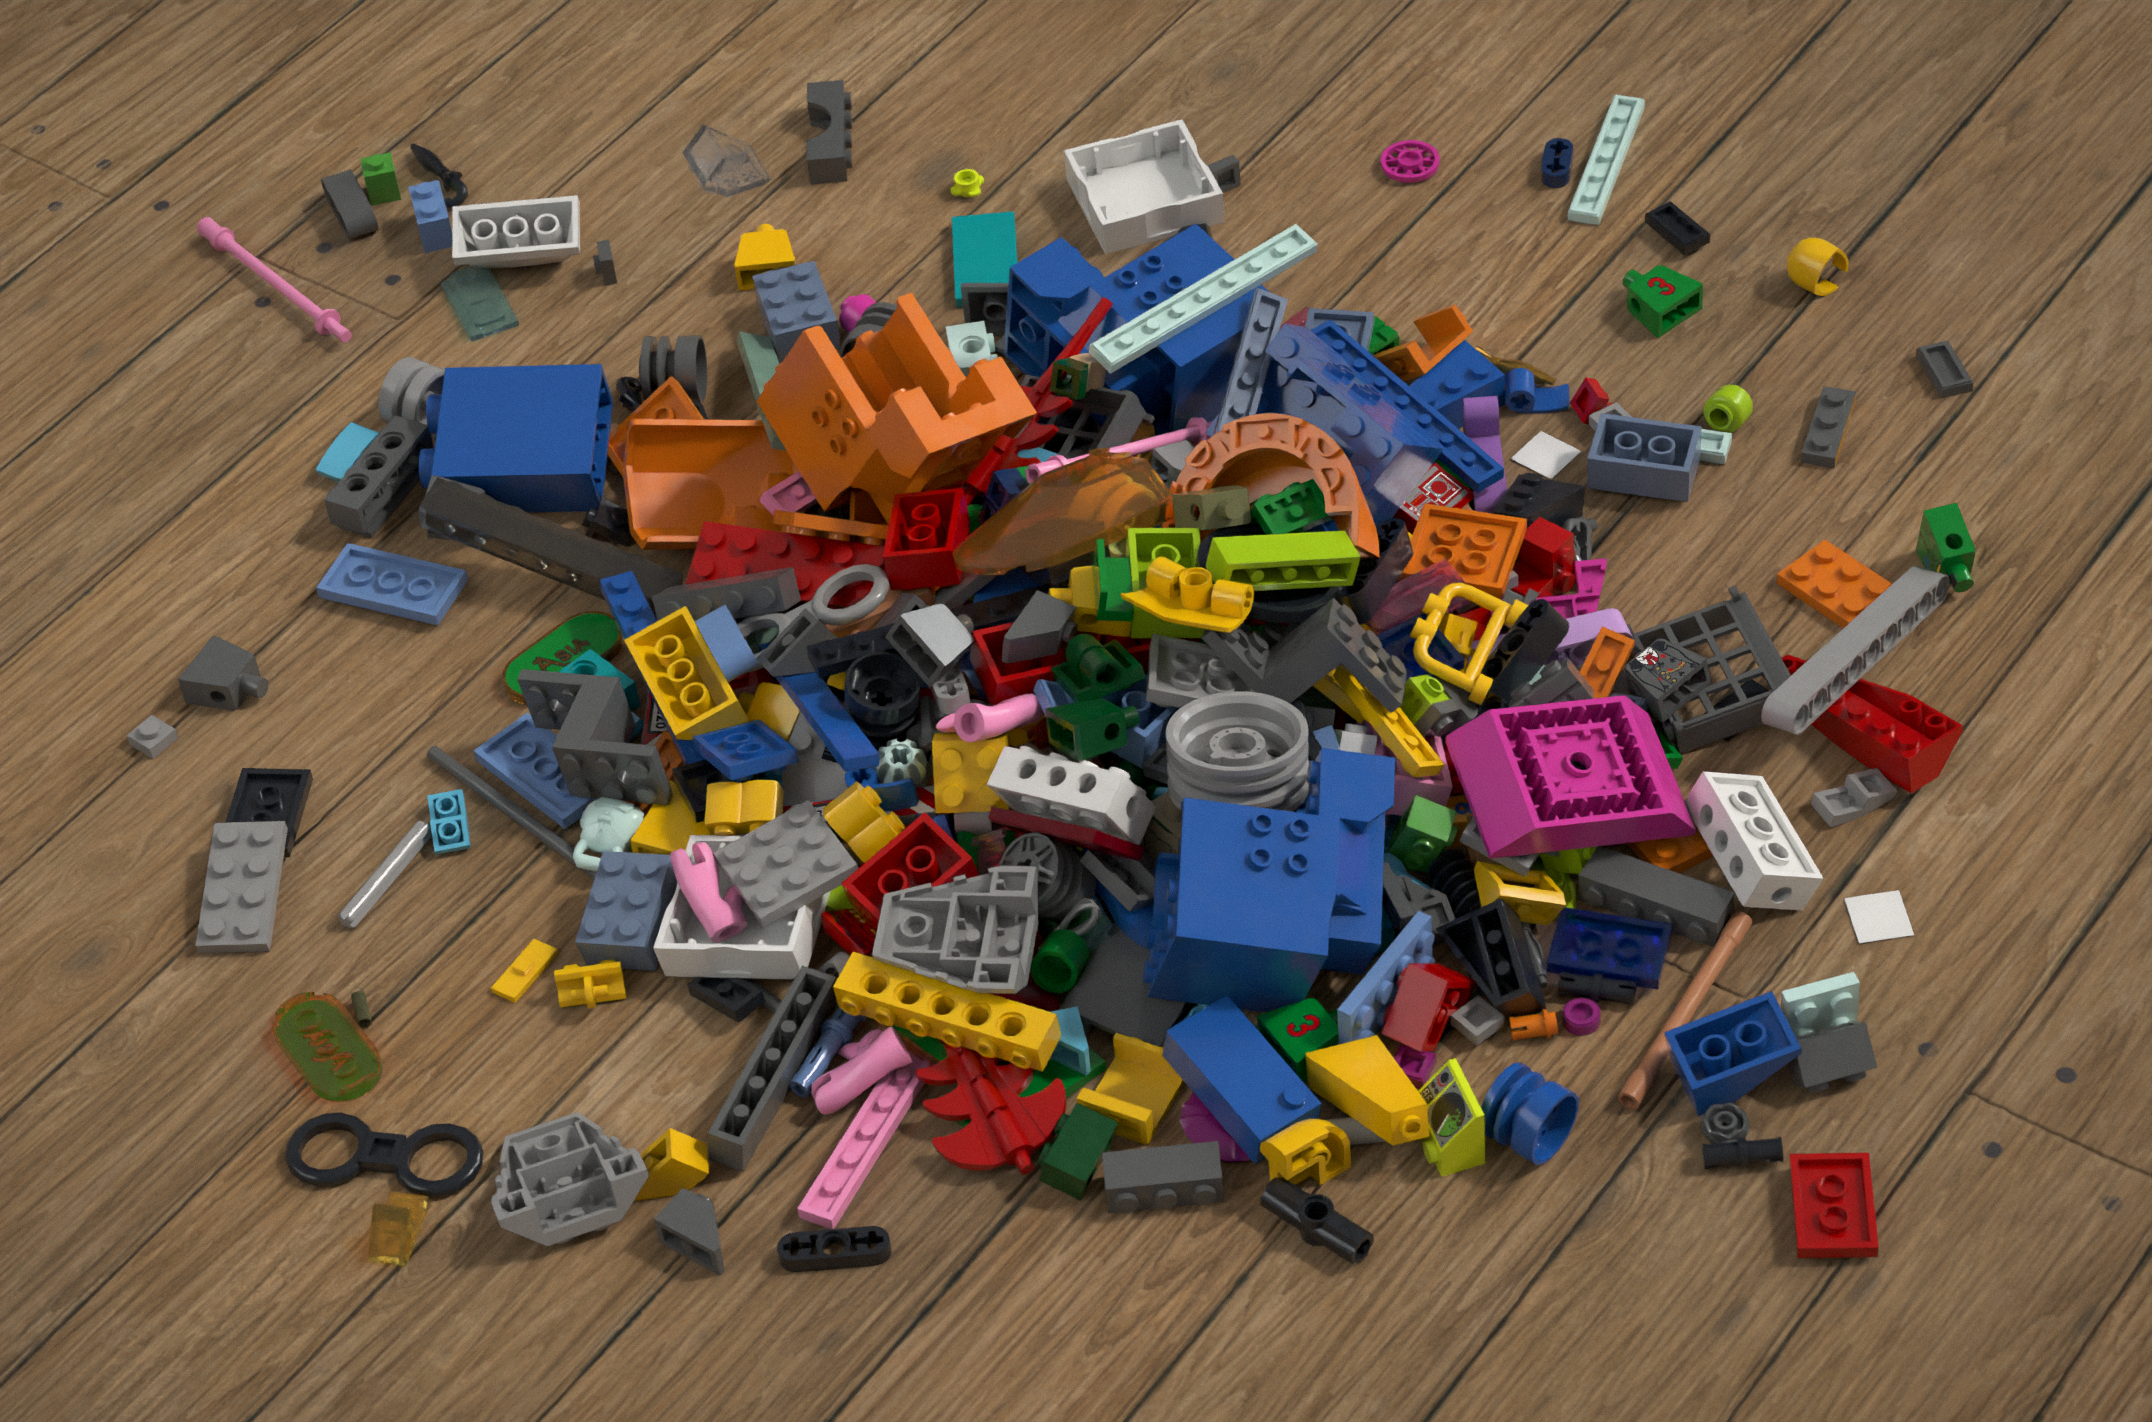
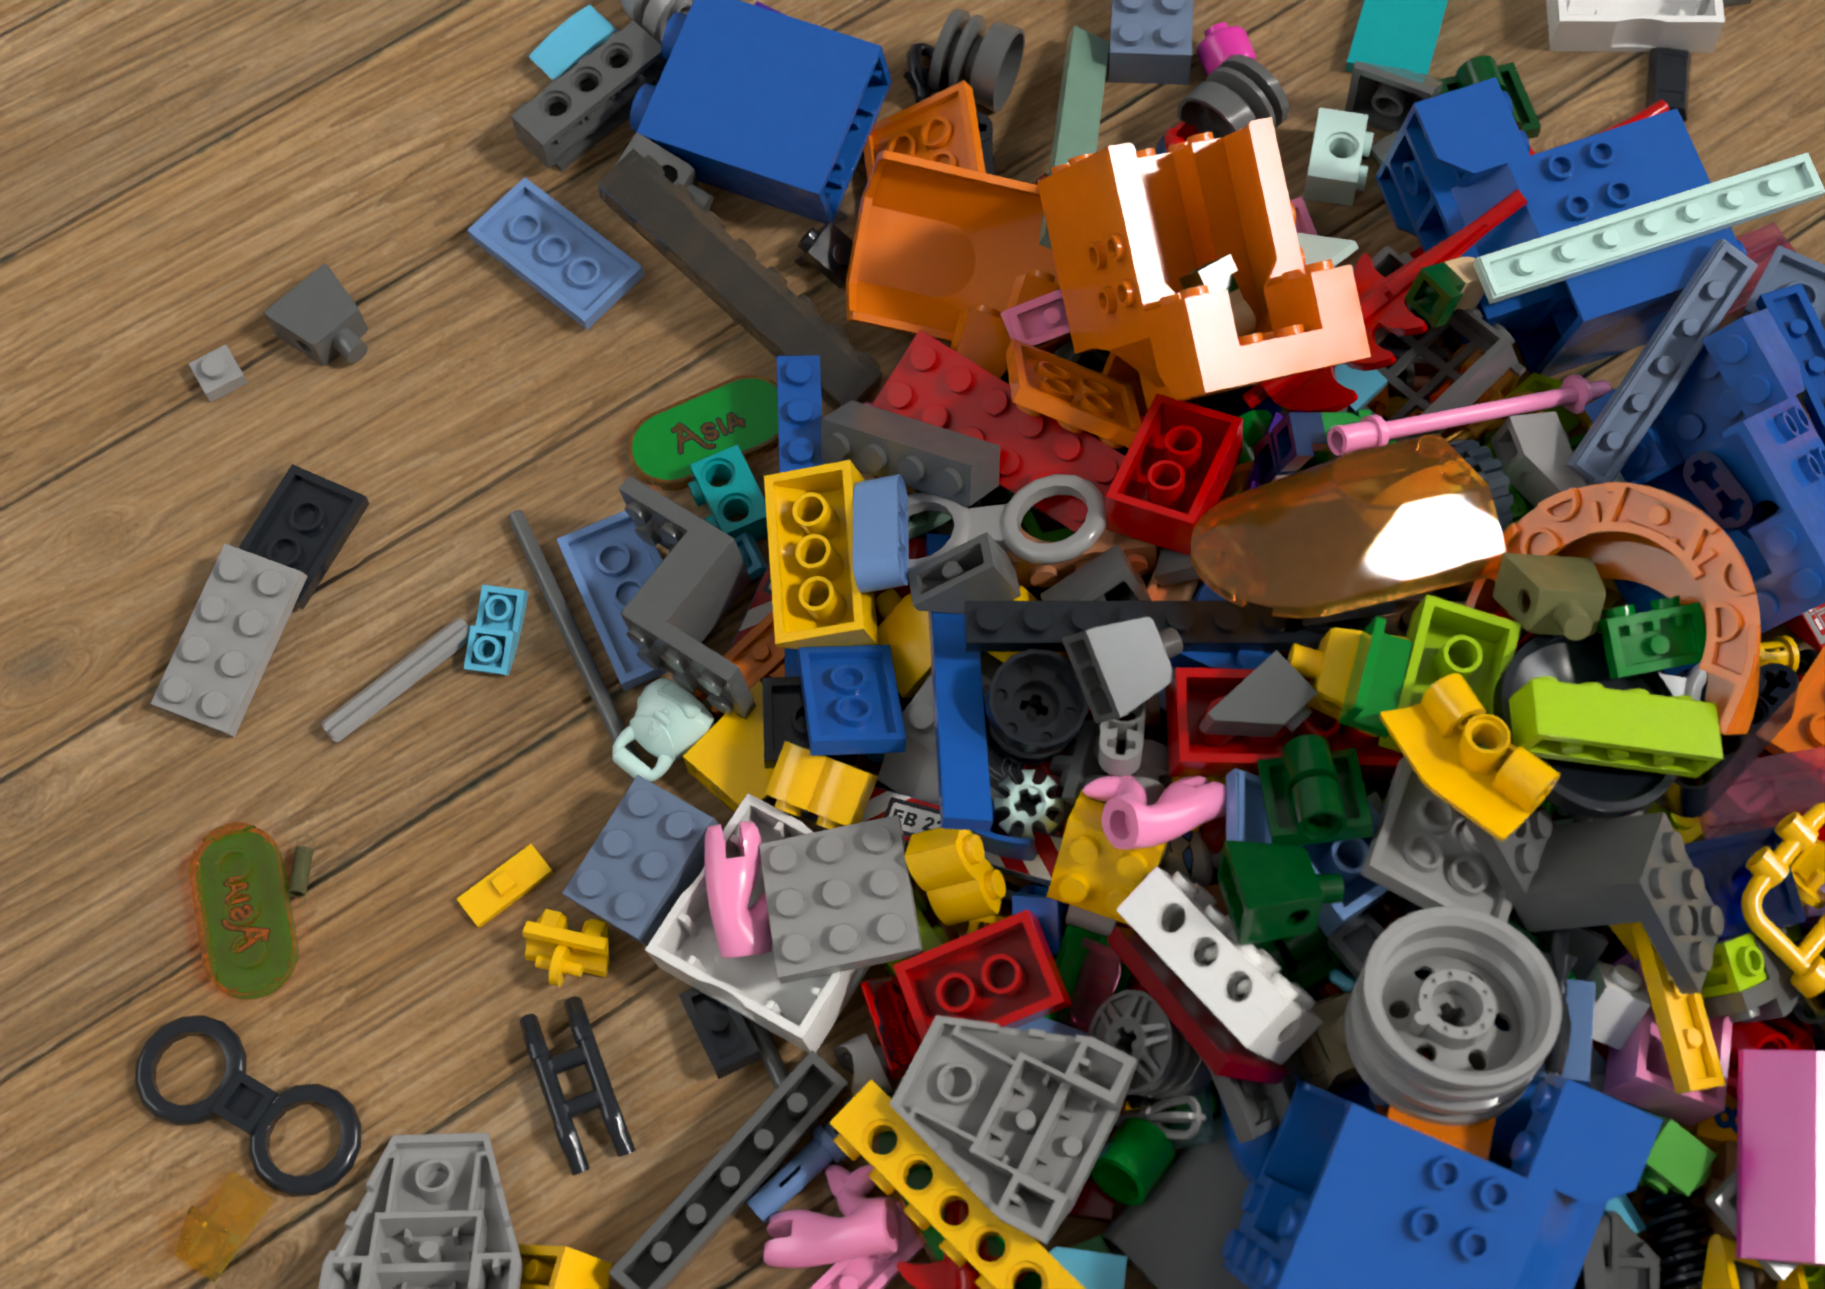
camera: 20 degrees right, 20 degrees up
(632, 1076) = (601, 1096): none -> black piece

